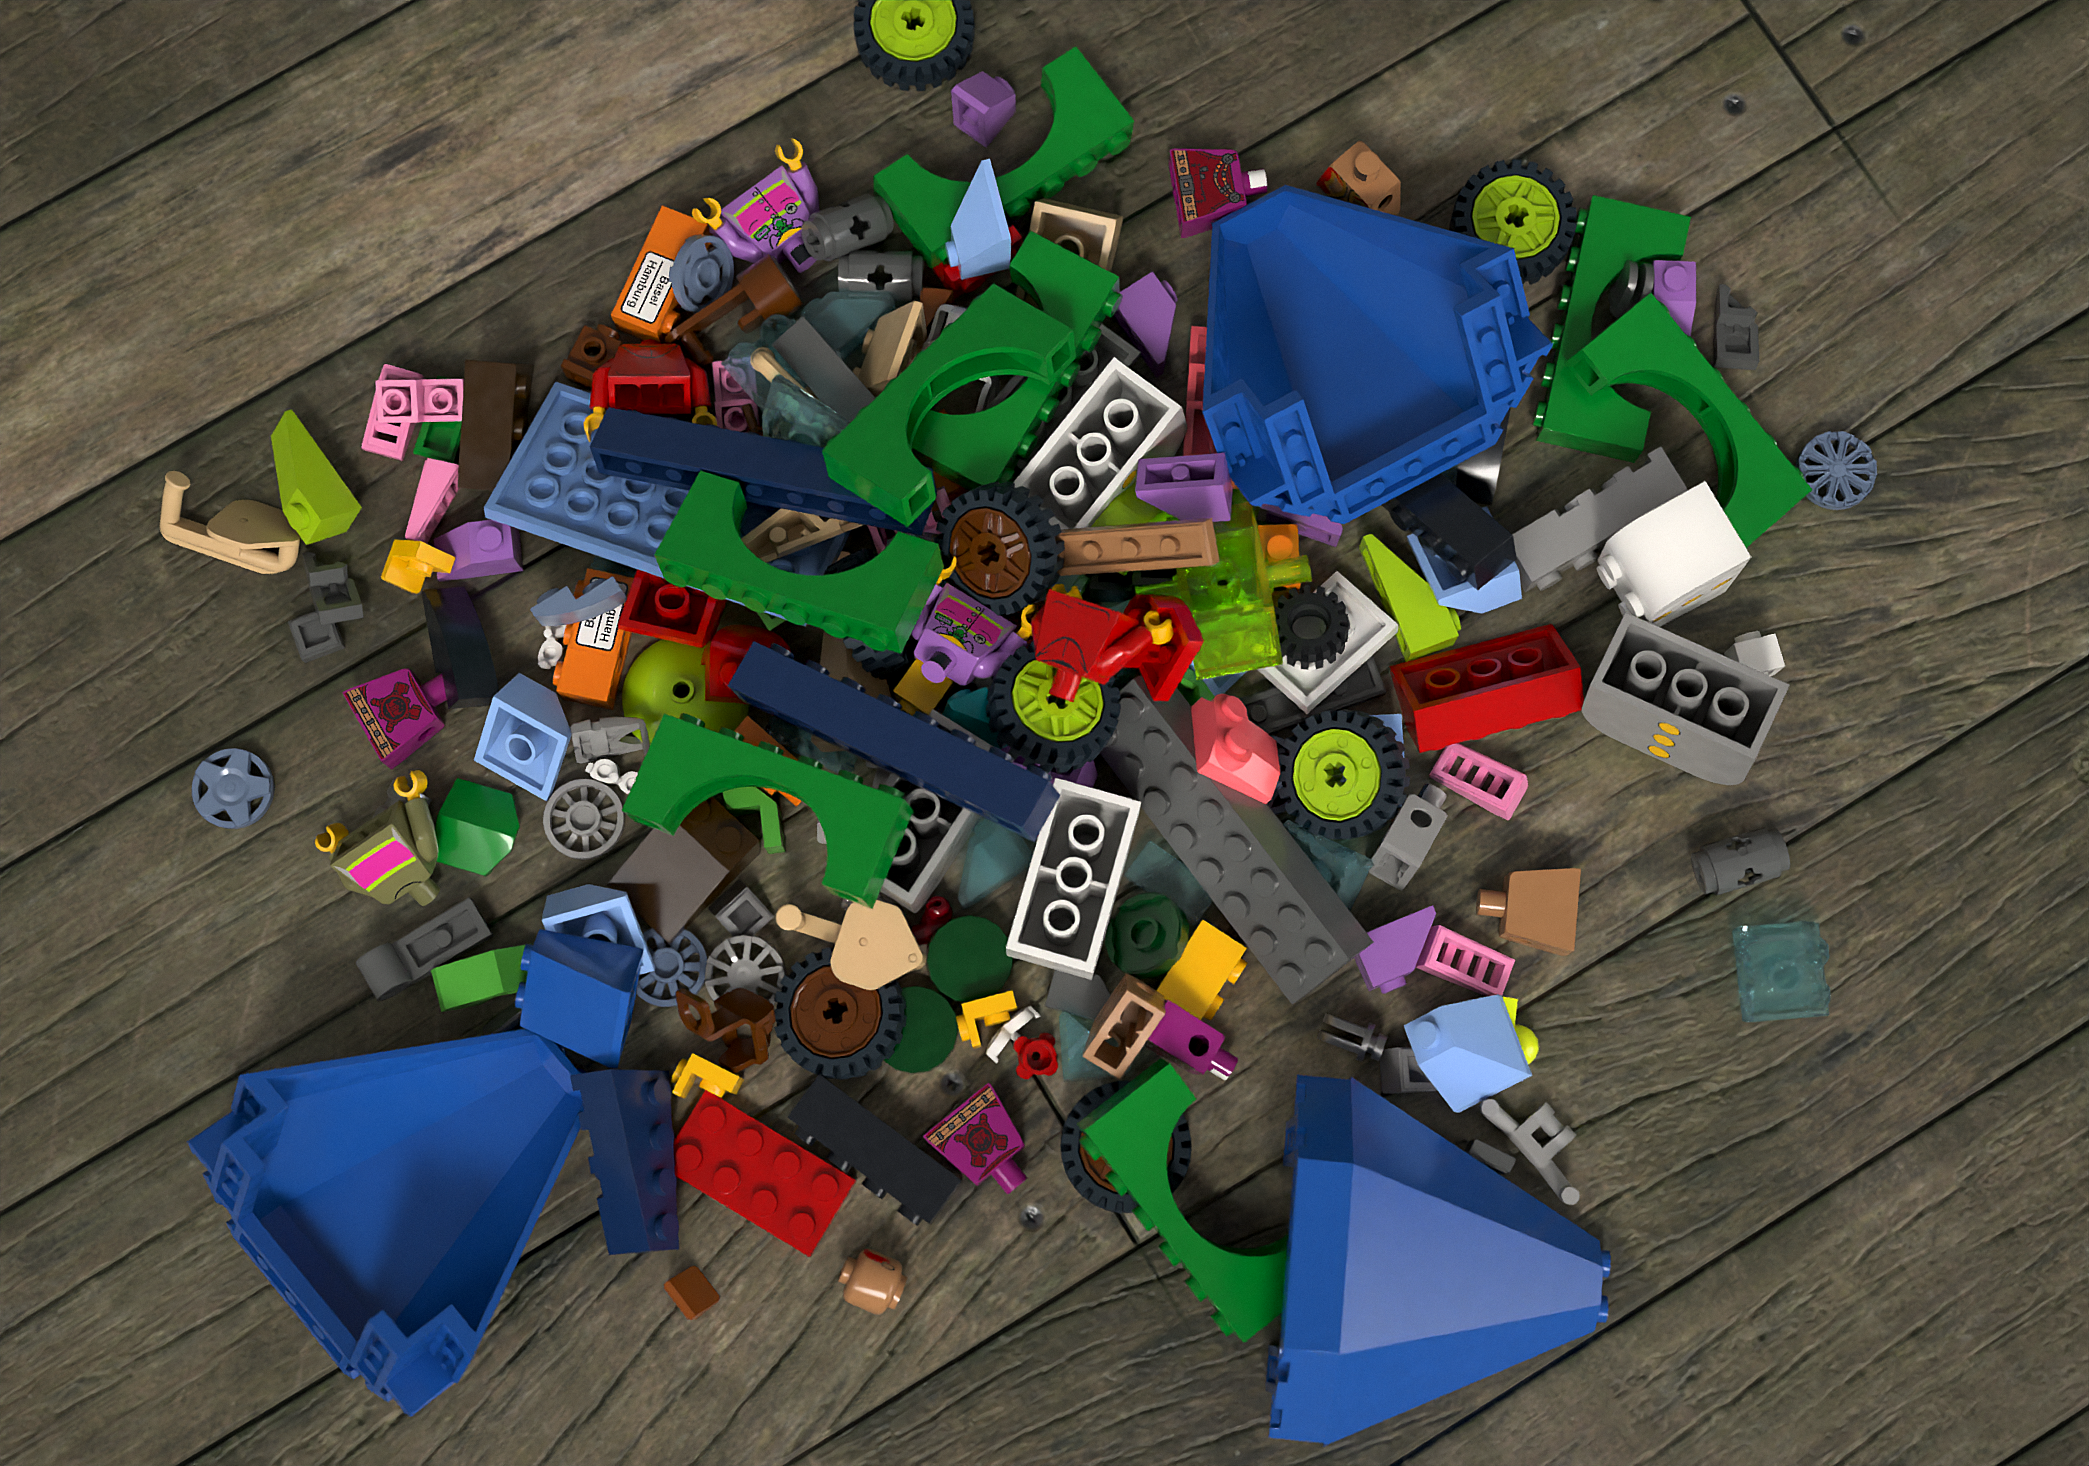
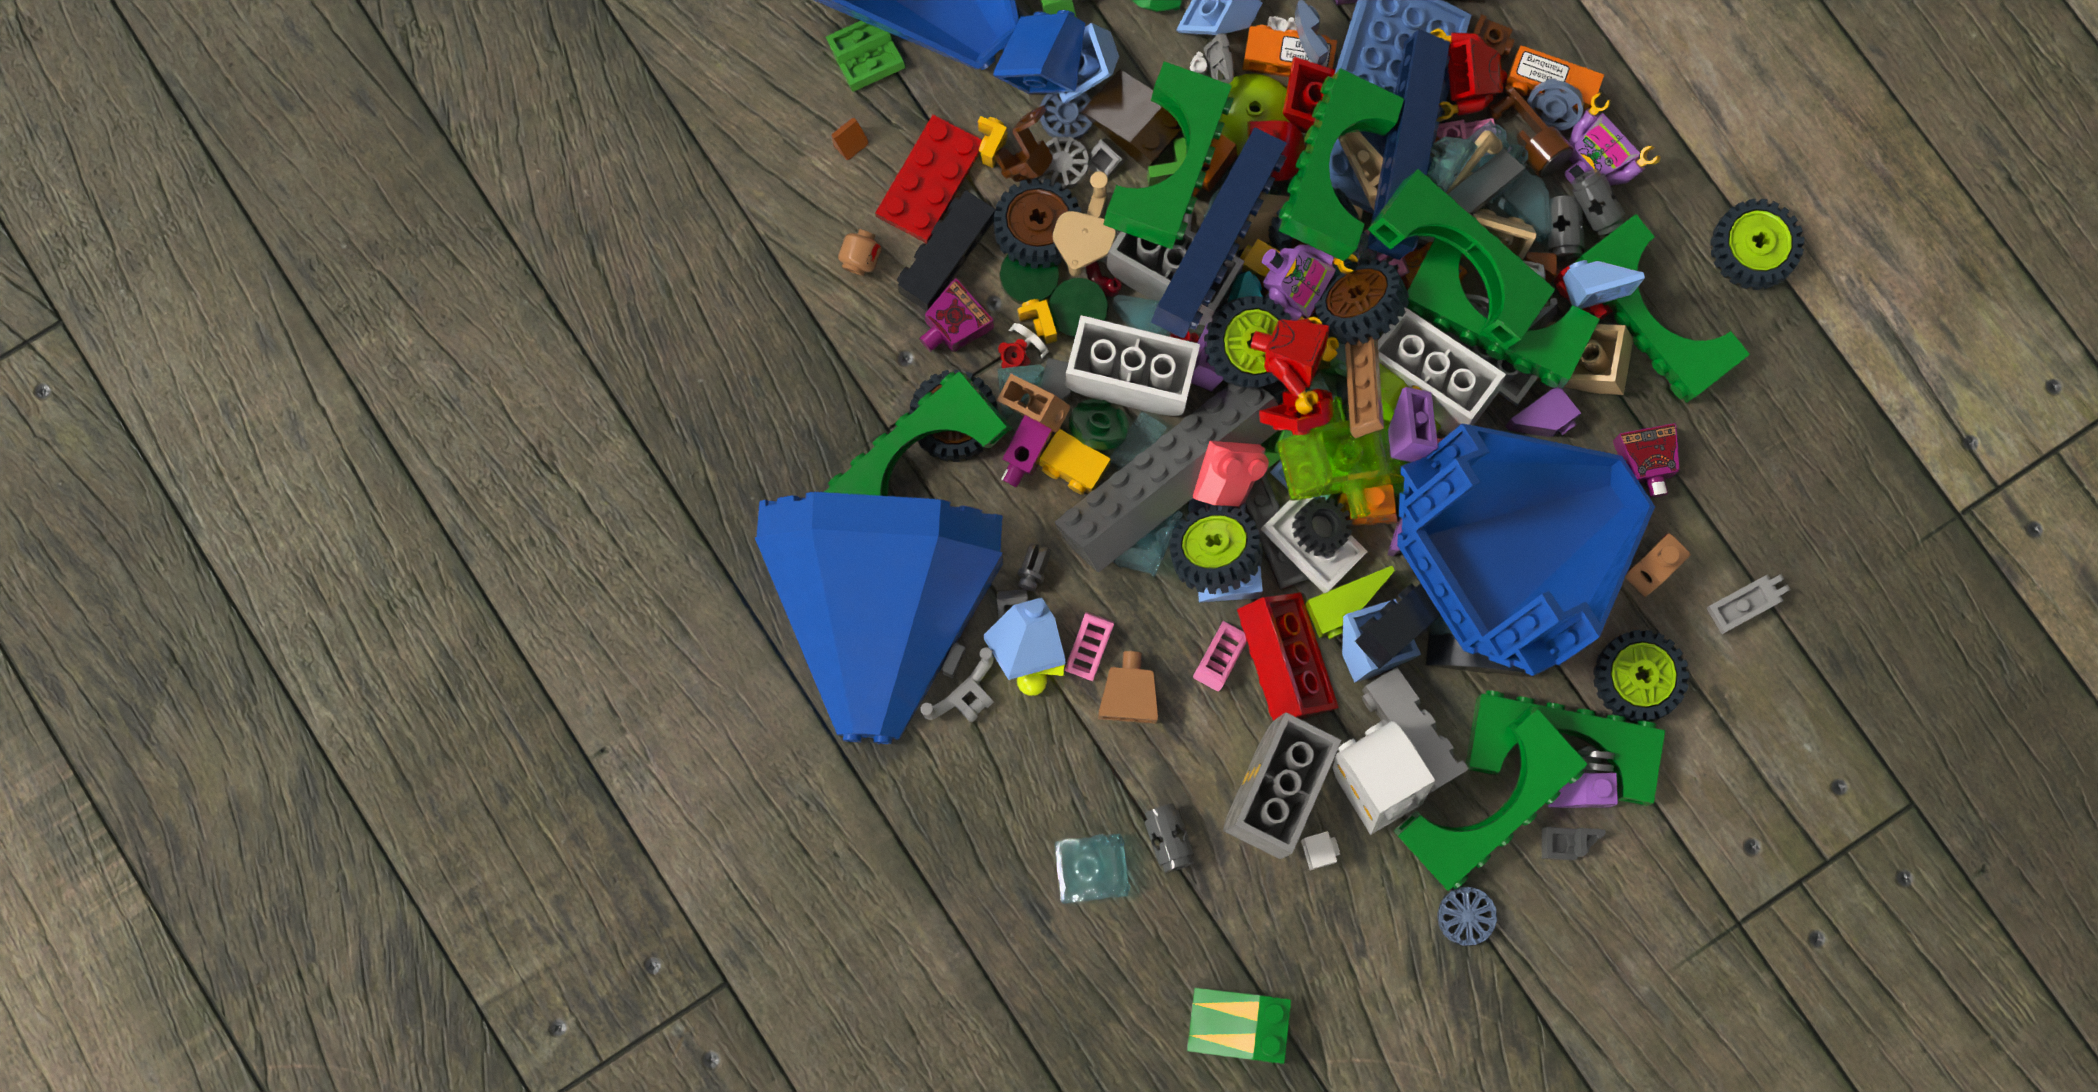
camera: 85 degrees right, 0 degrees up
(558, 1268) = (864, 54): none -> bright green slope
(584, 819) = (1163, 50): light grey wheel -> none
(632, 1157) = (937, 93): dark blue wedge -> none
(982, 106) = (1700, 292): medium lavender slope -> none
(1394, 951) = (1095, 594): medium lavender slope -> none
(1409, 837) = (1164, 598): light grey torso -> none
(1412, 80) = (1747, 602): none -> light grey hinge
(1993, 776) = (1239, 1025): none -> slope

